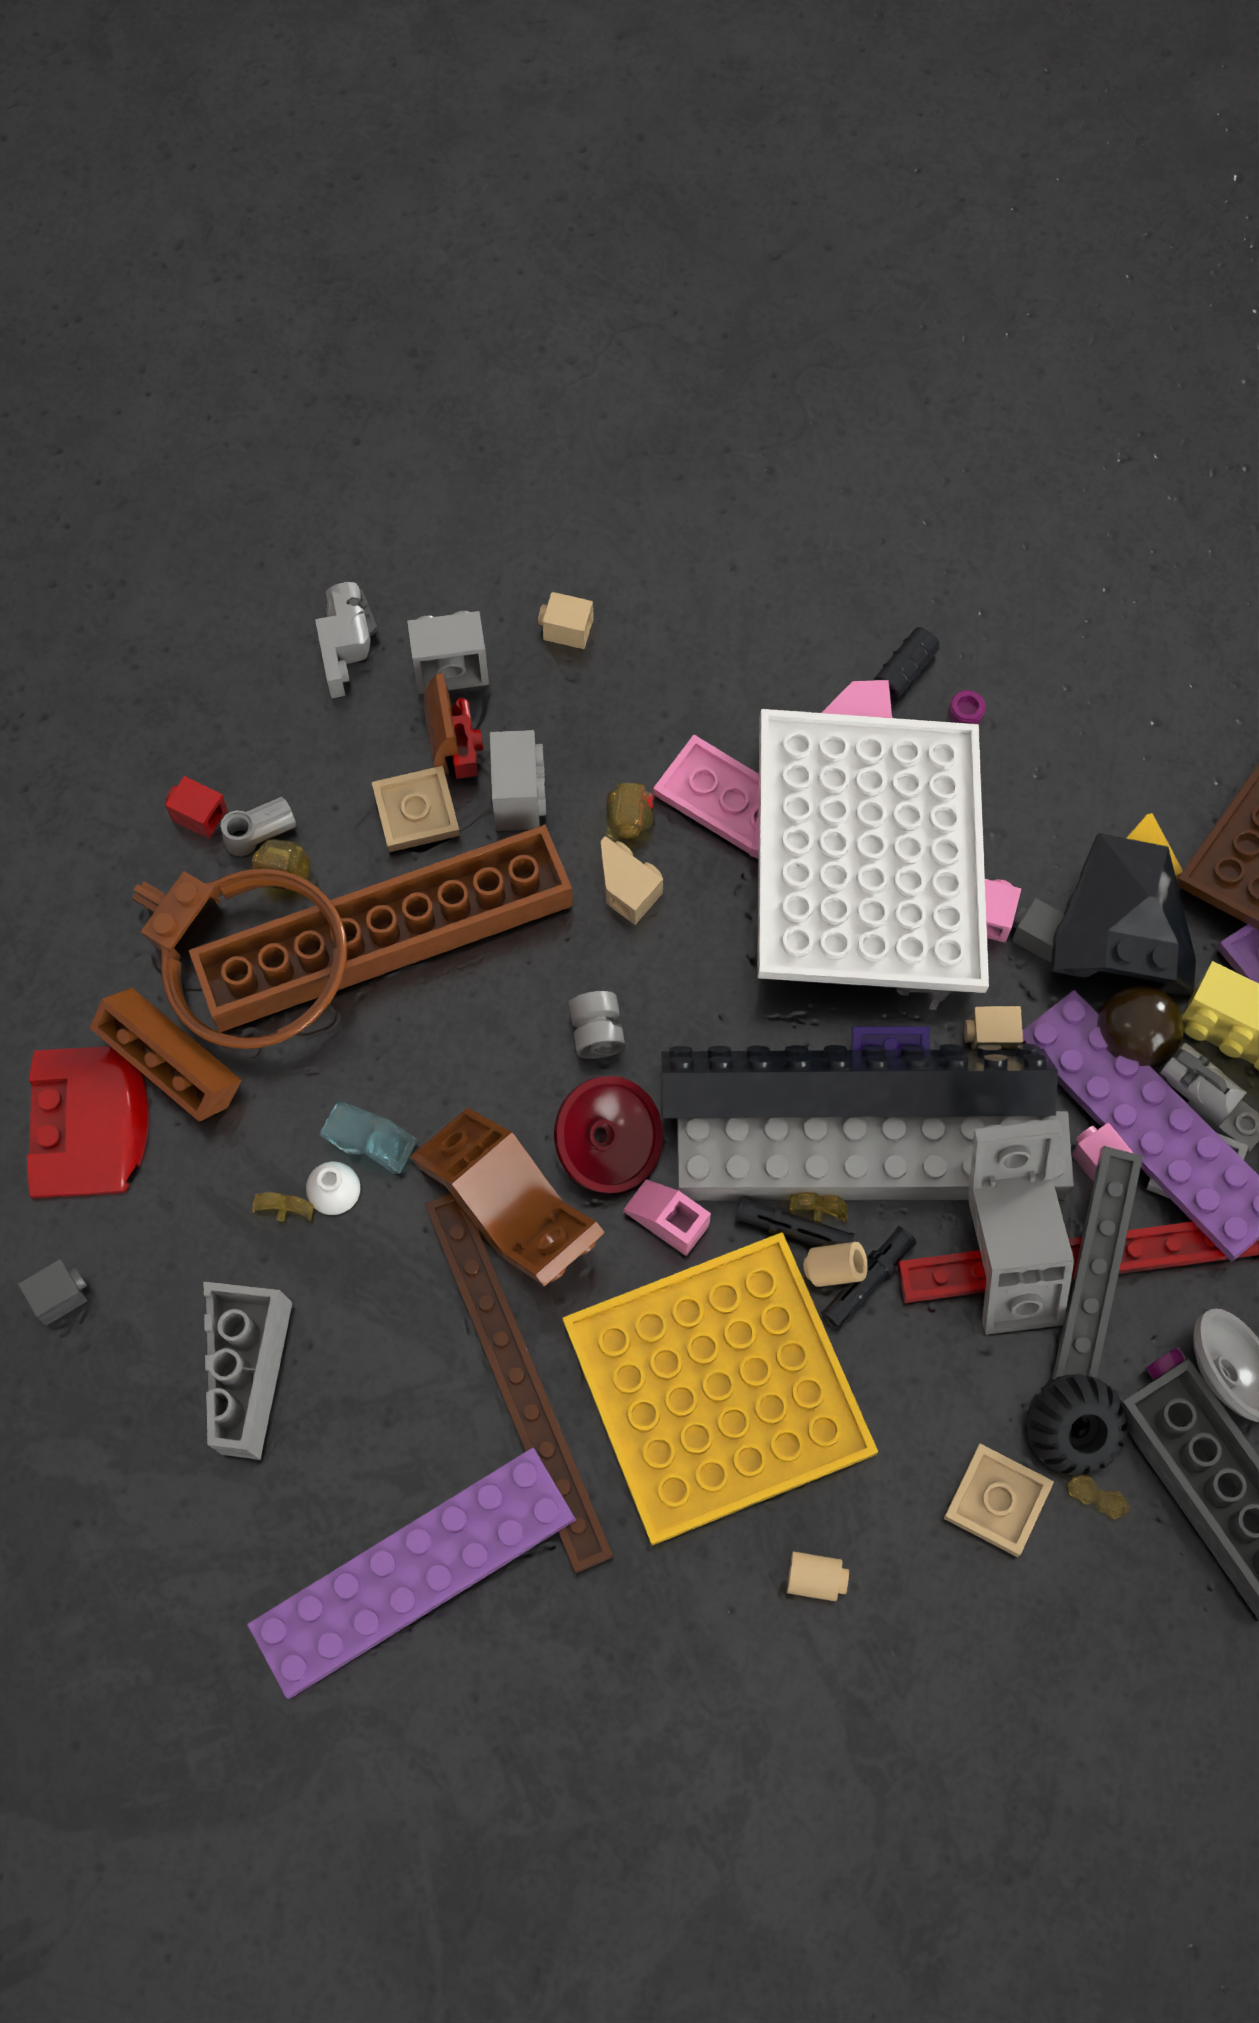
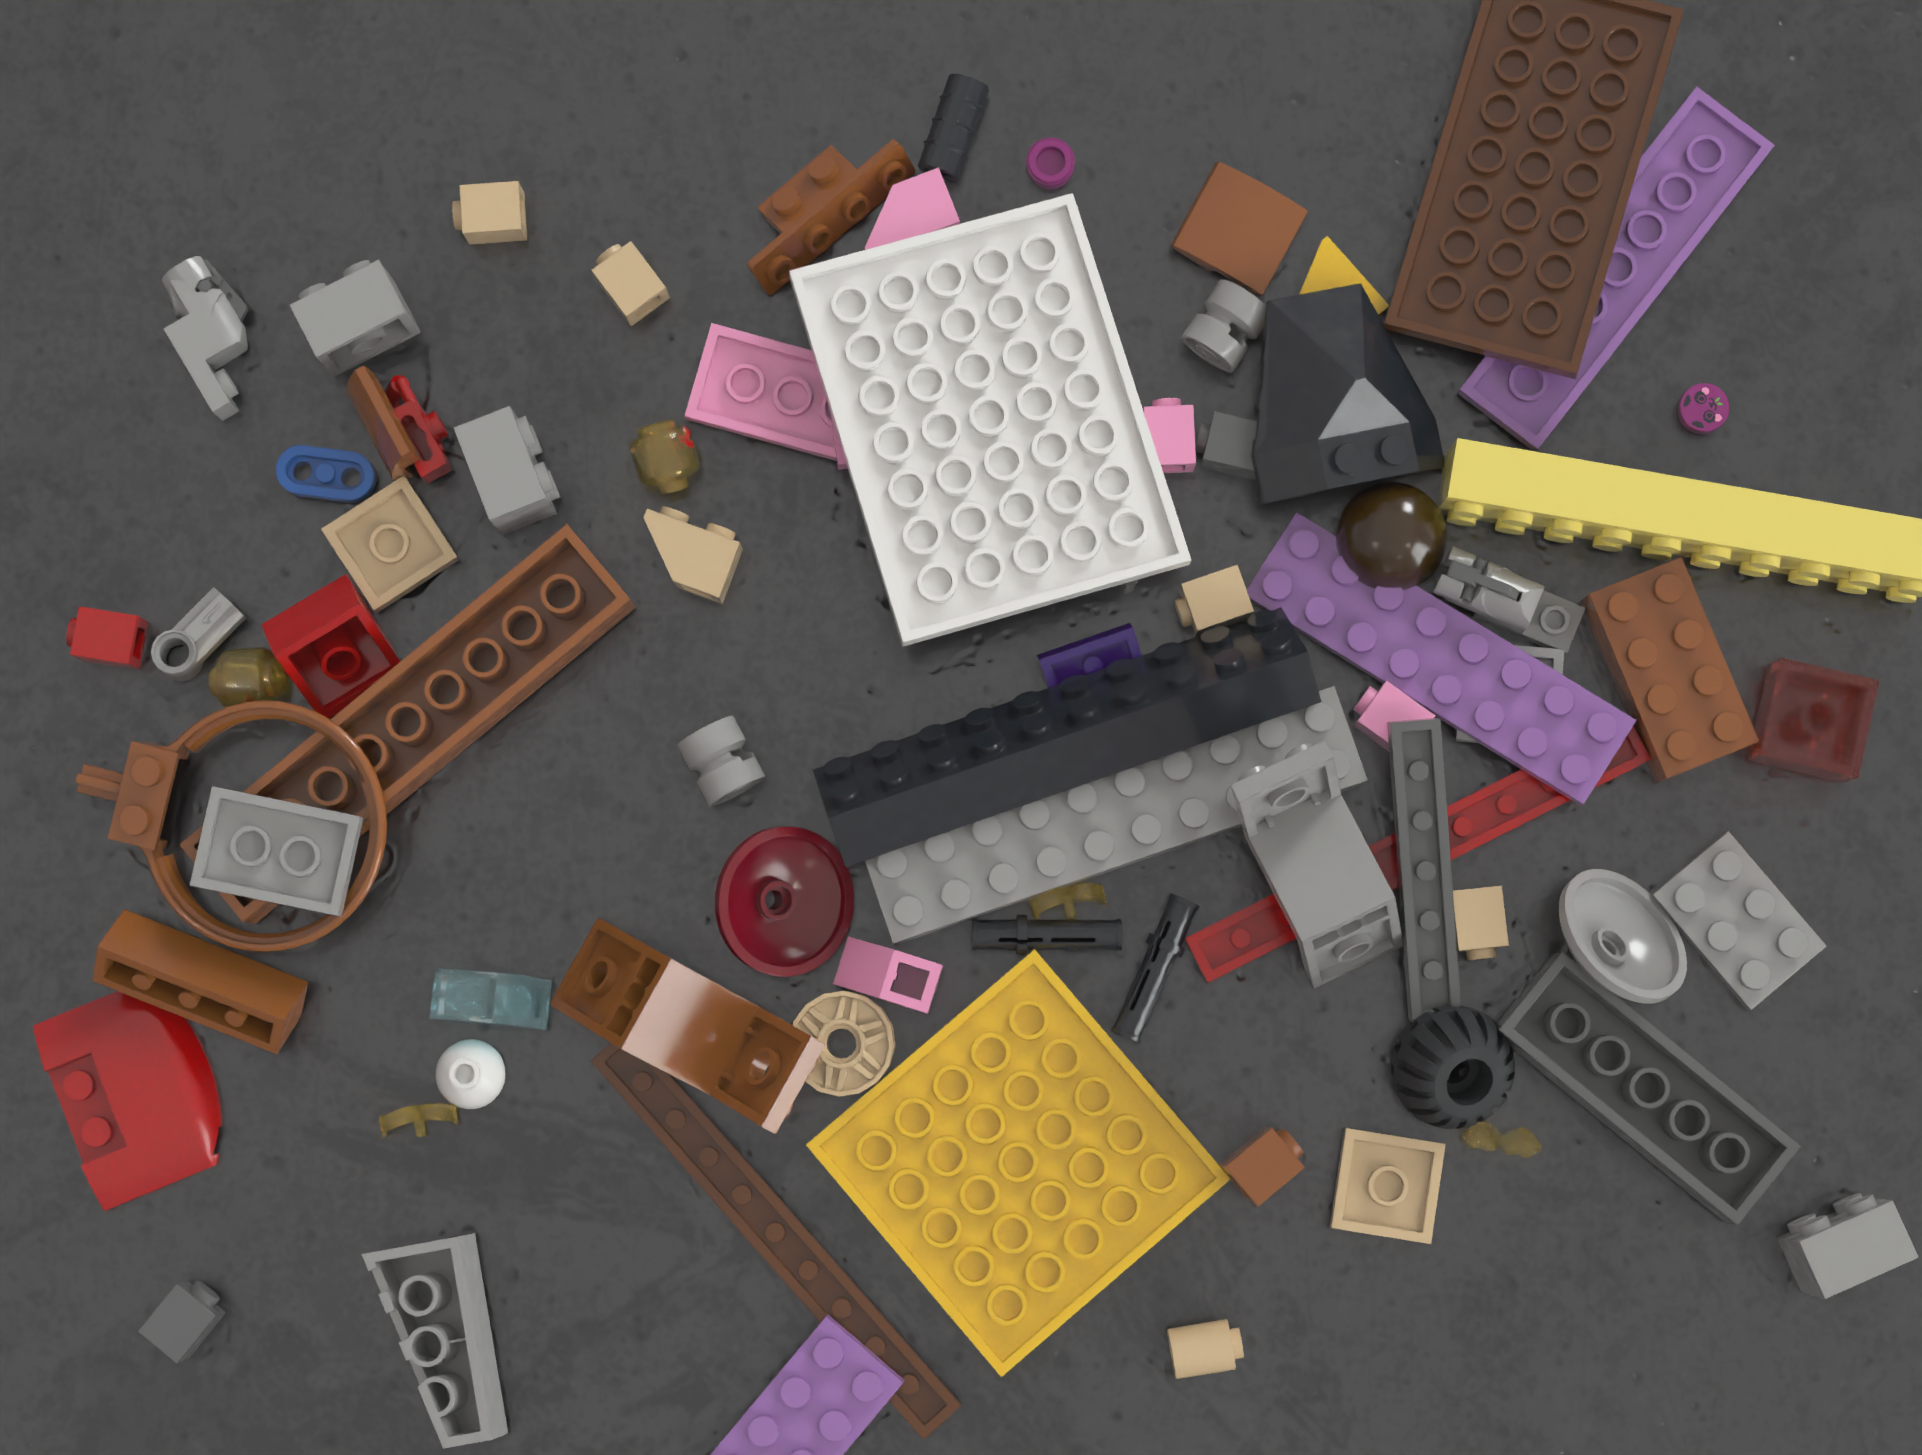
camera: 15 degrees left, 15 degrees up
(255, 973) = (276, 851): none -> light grey plate
(347, 856) = (331, 646): none -> red slope
(391, 750) = (327, 474): none -> blue plate
(631, 1272) = (873, 1042): none -> tan wheel
(646, 692) = (629, 282): none -> tan brick
(797, 686) = (821, 207): none -> dark orange bracket
(836, 1264) = (1111, 969): tan brick -> none
(907, 1445) = (1263, 1164): none -> dark orange brick
(1061, 847) = (1229, 321): none -> light grey wheel
(1089, 789) = (1239, 228): none -> dark orange slope
(1129, 1323) = (1480, 922): none -> tan brick
(1166, 1363) = (1538, 956): magenta tile -> none

